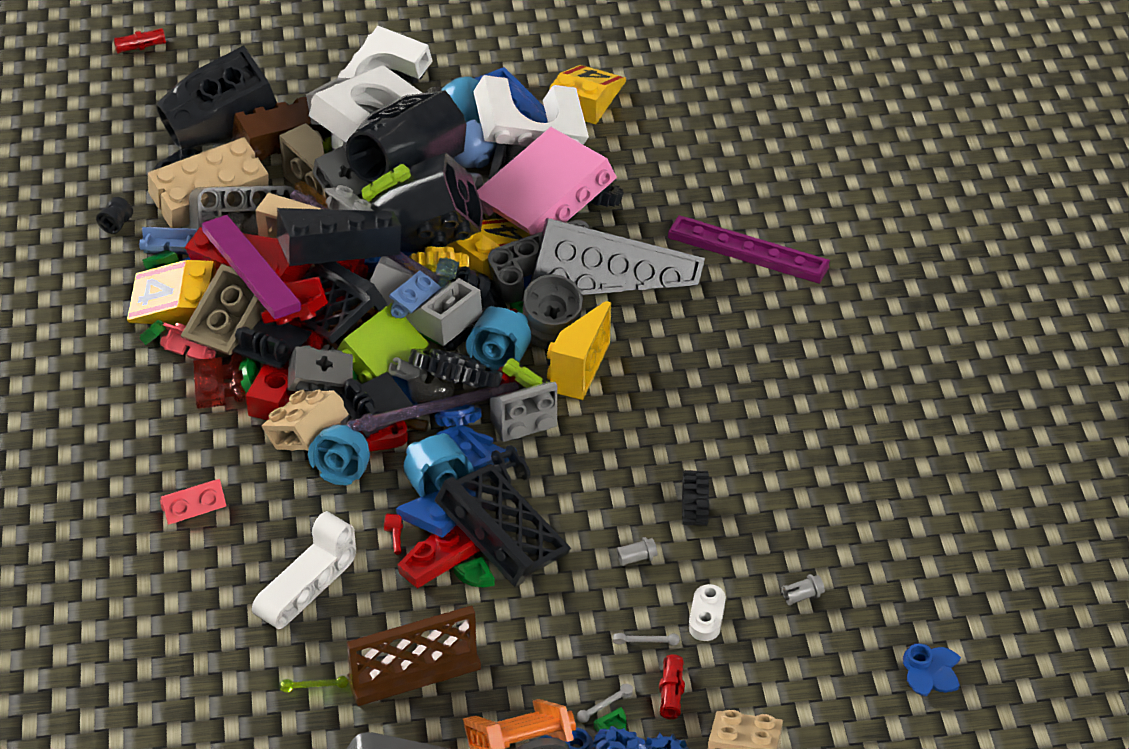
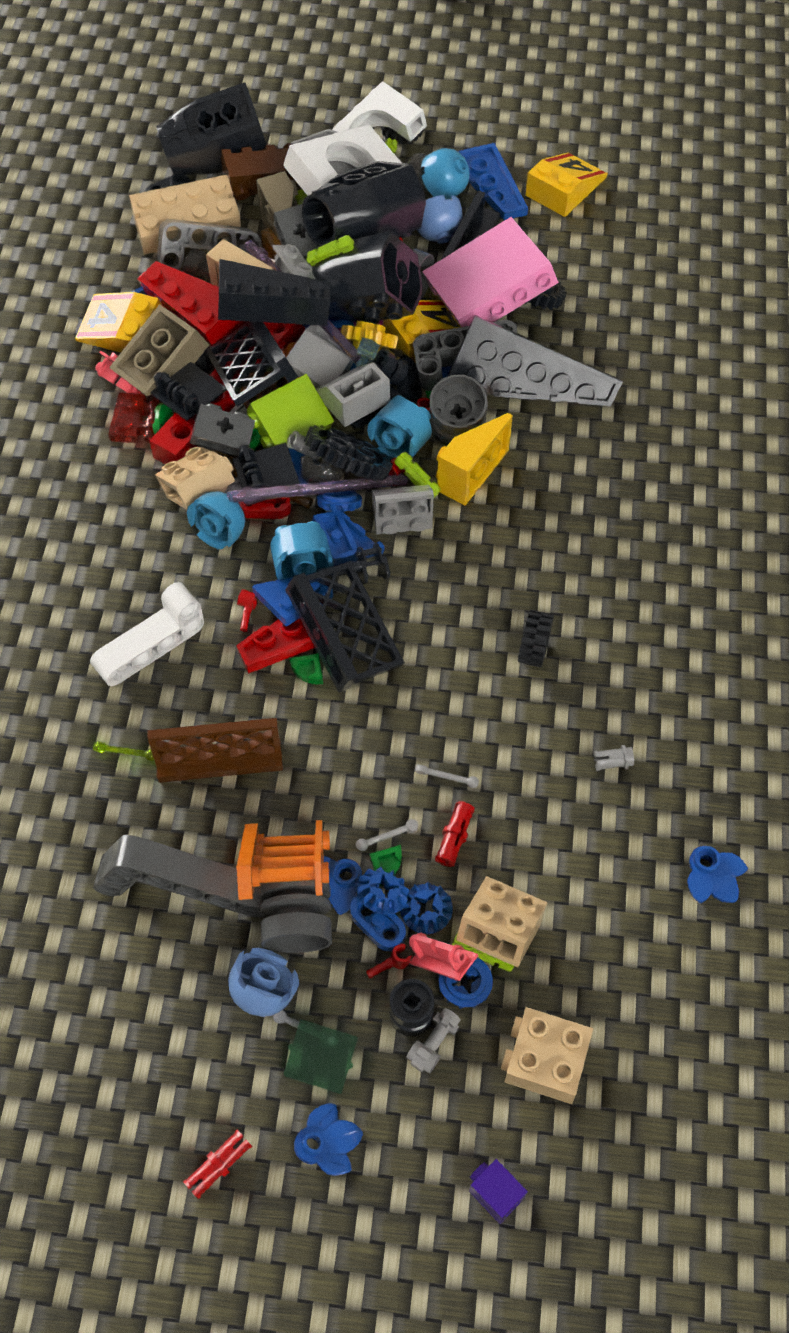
camera: 15 degrees right, 15 degrees up
(114, 215) = (94, 231): black wheel -> none
(139, 40) = (173, 57): red pin -> none
(152, 332) = (92, 355): green tile -> none
(160, 239) = (128, 263): medium blue hinge -> none
(166, 256) = (126, 282): green tile -> none
(193, 501) = (73, 538): coral hinge -> none
(251, 267) = (183, 314): magenta tile -> none
(311, 298) = (217, 356): red bracket -> none
(413, 294) = (327, 369): medium blue hinge -> none
(506, 125) = (472, 207): white arch -> none
(637, 551) = (465, 681): light grey pin -> none
(707, 606) = (515, 758): white plate -> none
(749, 249) = (672, 378): magenta tile -> none

